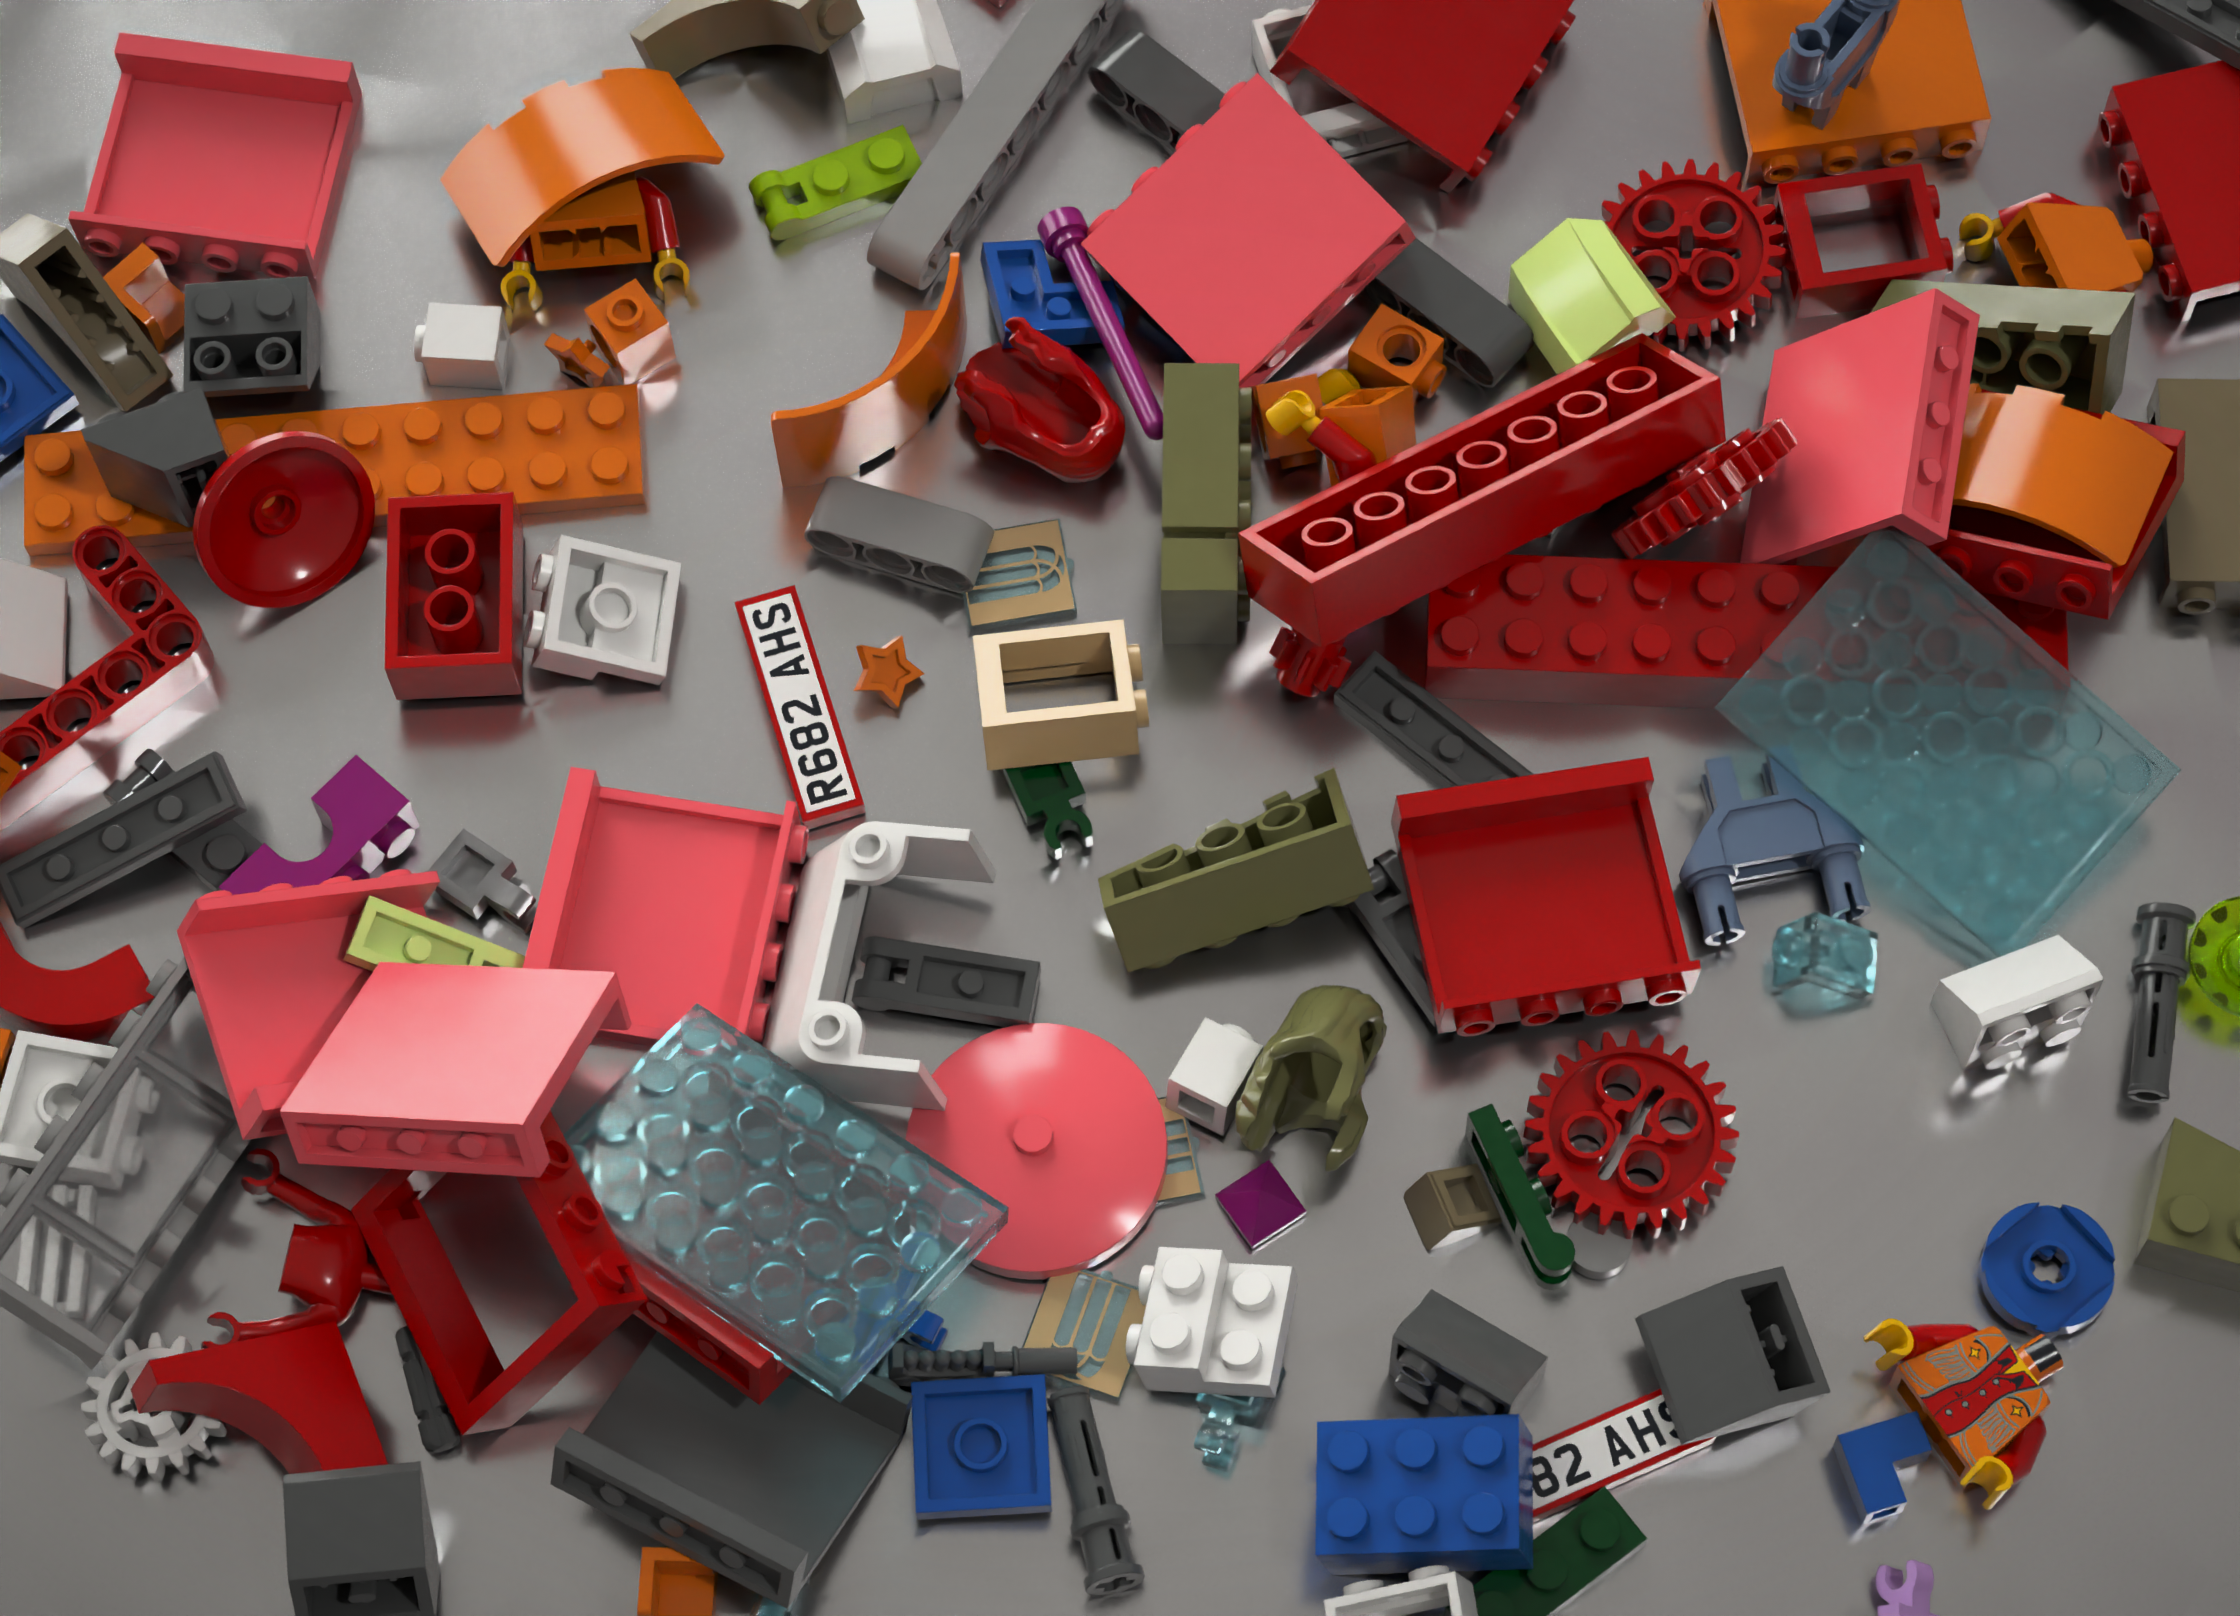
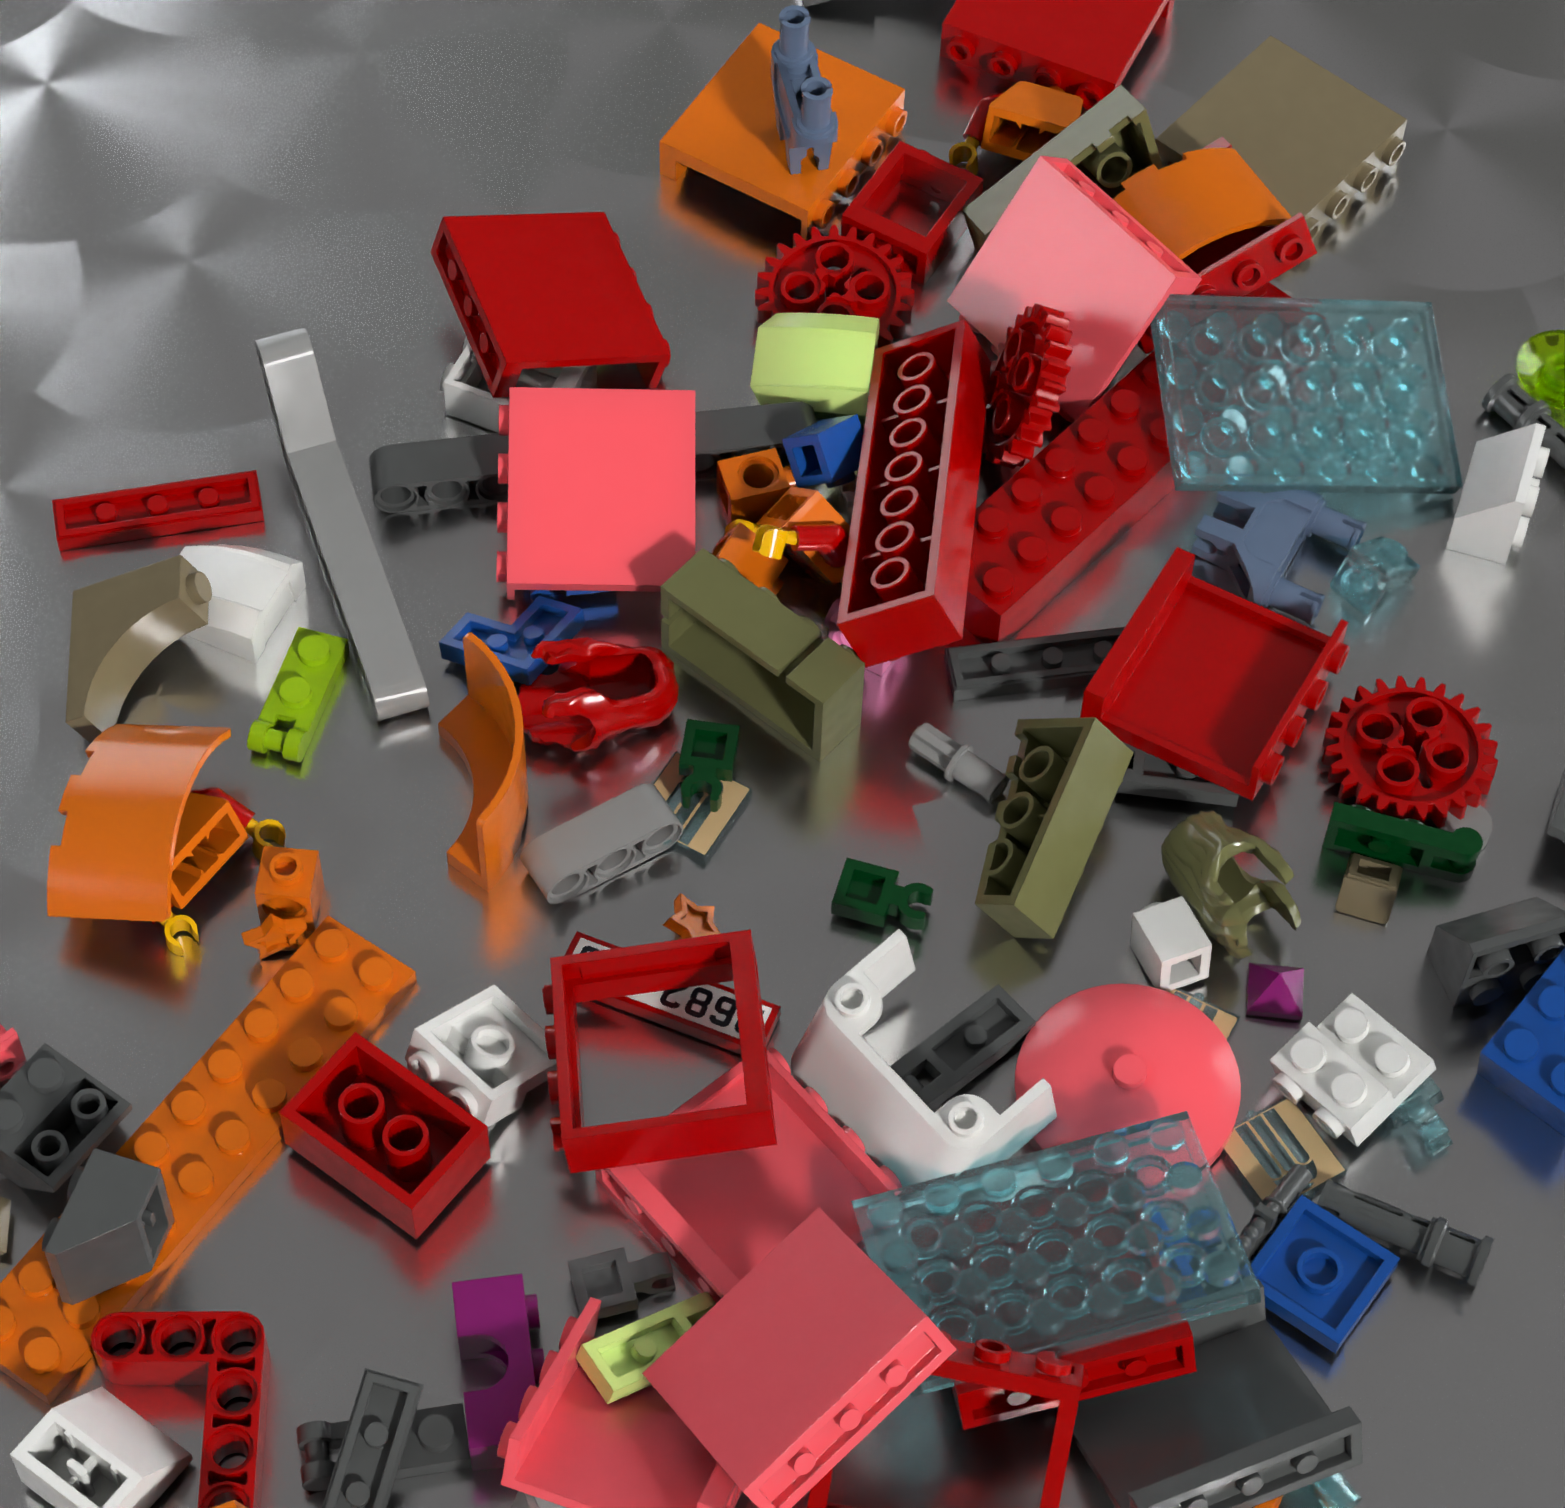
camera: 55 degrees left, 10 degrees down
(298, 542) = (224, 1192): red dish -> none
(463, 345) = (189, 996): white brick -> none
(761, 808) = (648, 970): none -> red window
(1061, 236) = (483, 595): magenta piece -> none
(1064, 545) = (706, 758): none -> dark green plate
(1066, 731) = (798, 876): tan window -> none
(1257, 752) = (958, 762): none -> light grey axle
(1305, 665) = (921, 681): red gear -> none
(1476, 378) = (825, 452): none -> blue brick

